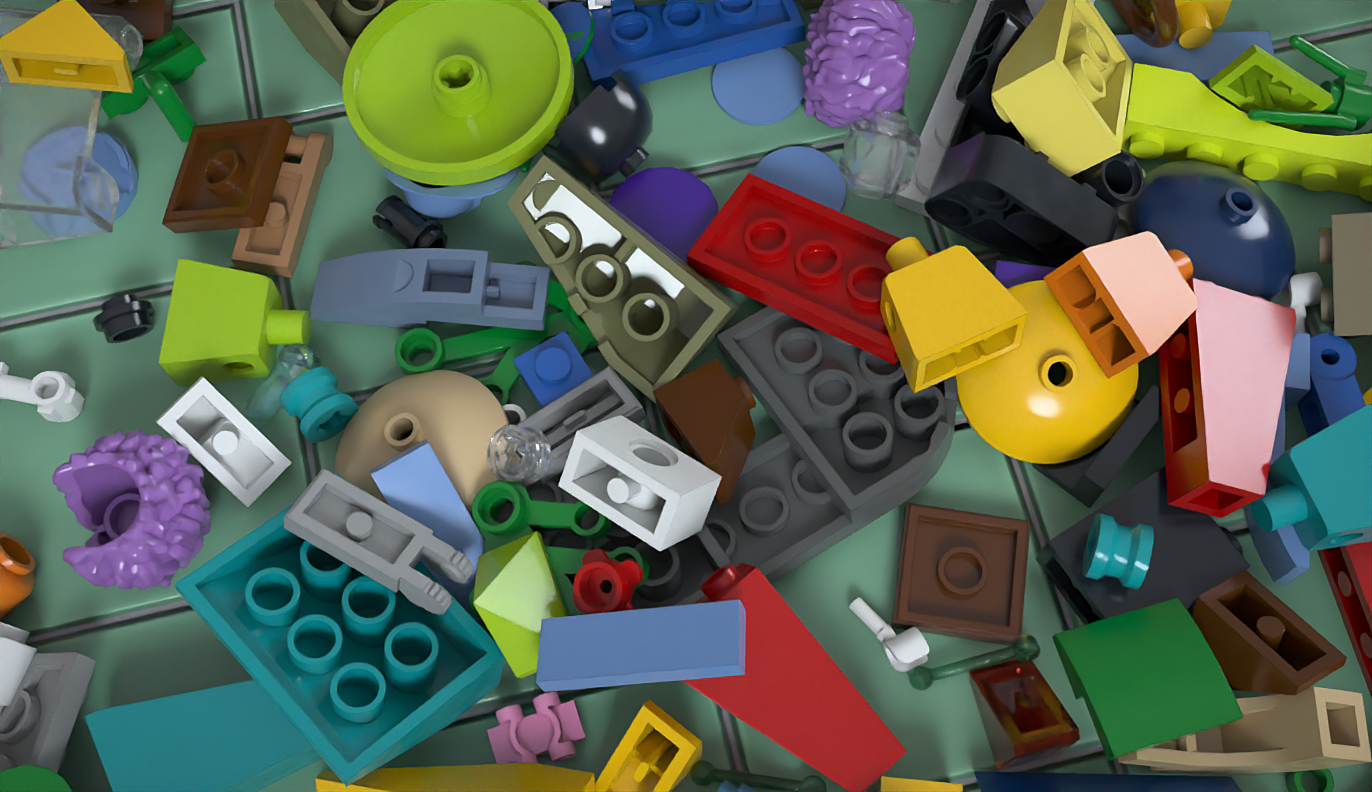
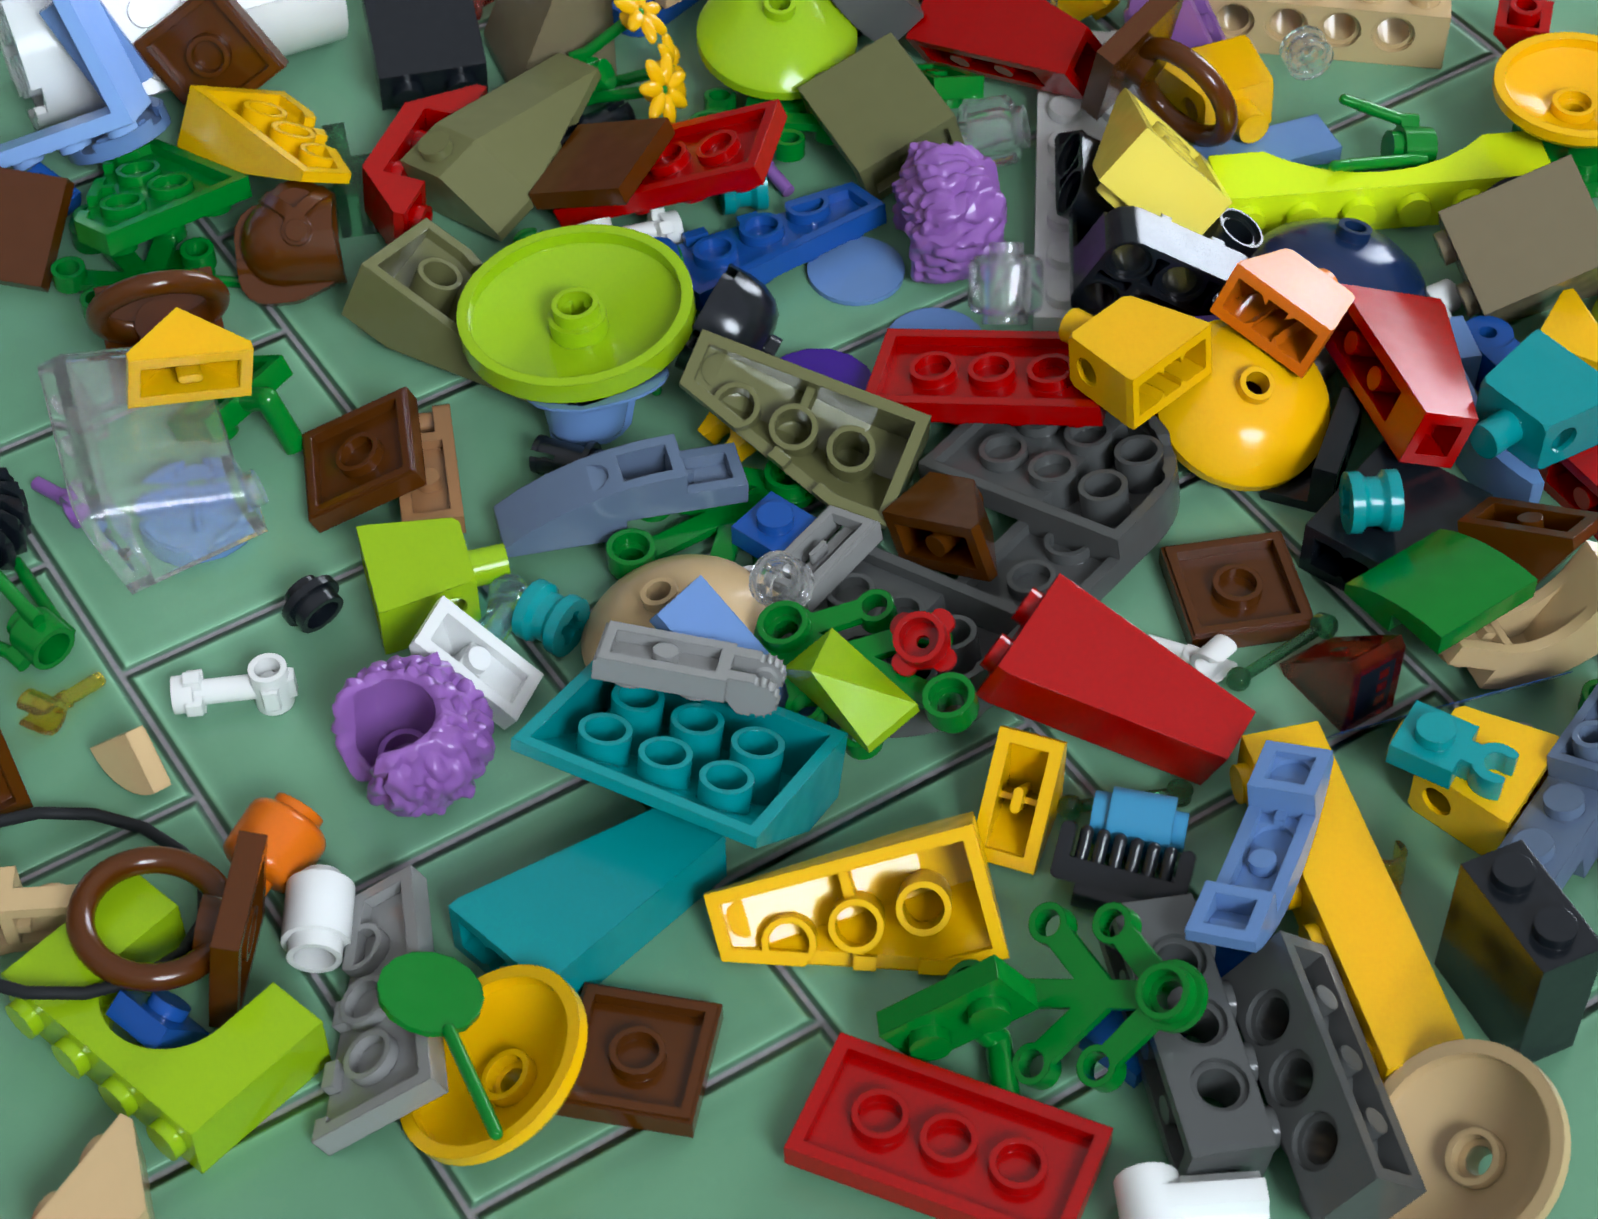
camera: 20 degrees left, 20 degrees down
(546, 732) = (904, 809): bright pink piece -> none
(639, 481) = (913, 558): white brick -> none
(642, 646) = (985, 655): medium blue tile -> none
(1266, 83) = (1330, 136): lime slope -> none

